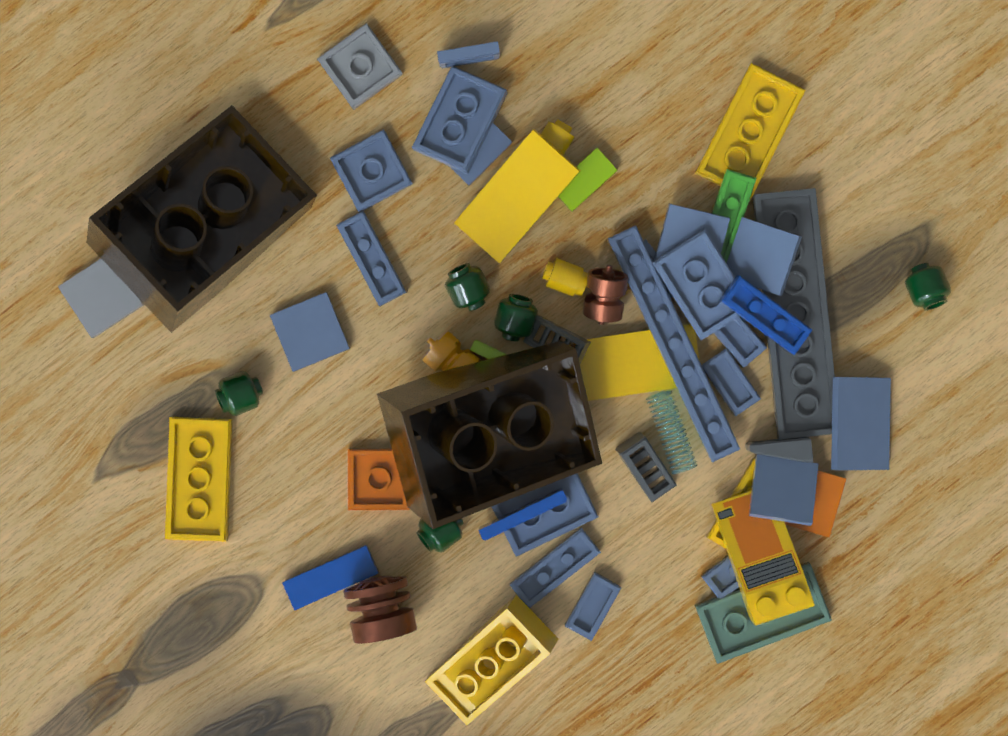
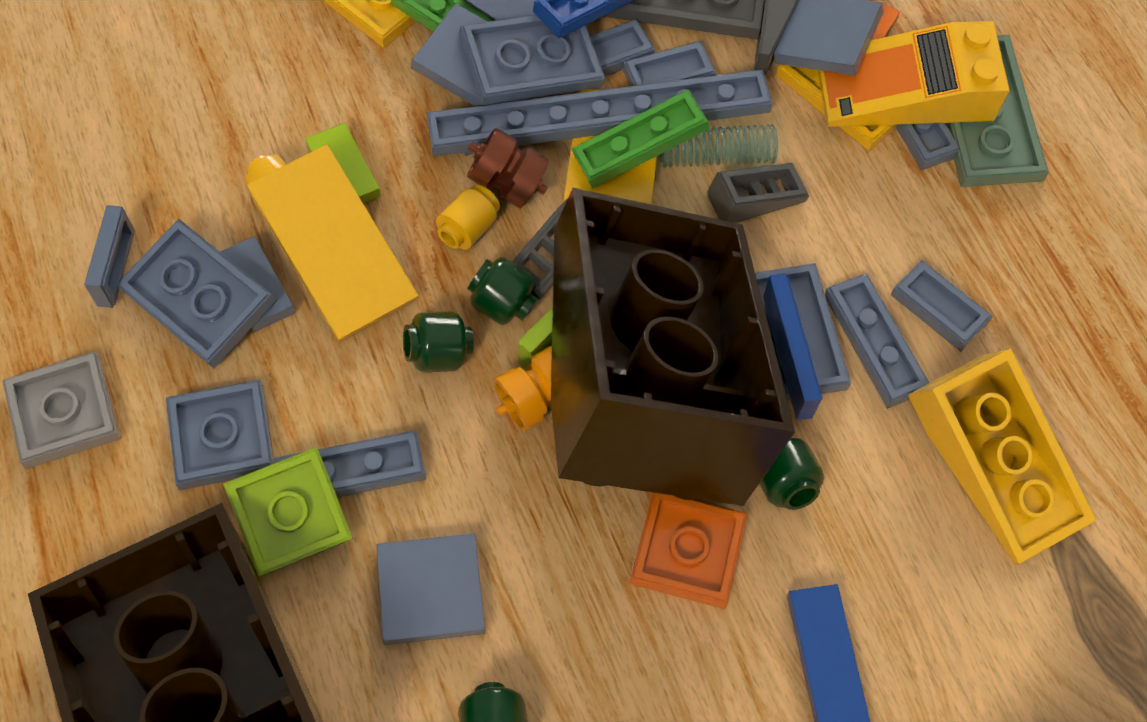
camera: 75 degrees left, 25 degrees down
(330, 232) = (288, 511): none -> lime tile
(380, 609) = (900, 585): copper wheel -> none
(653, 378) = (640, 138): none -> bright green tile

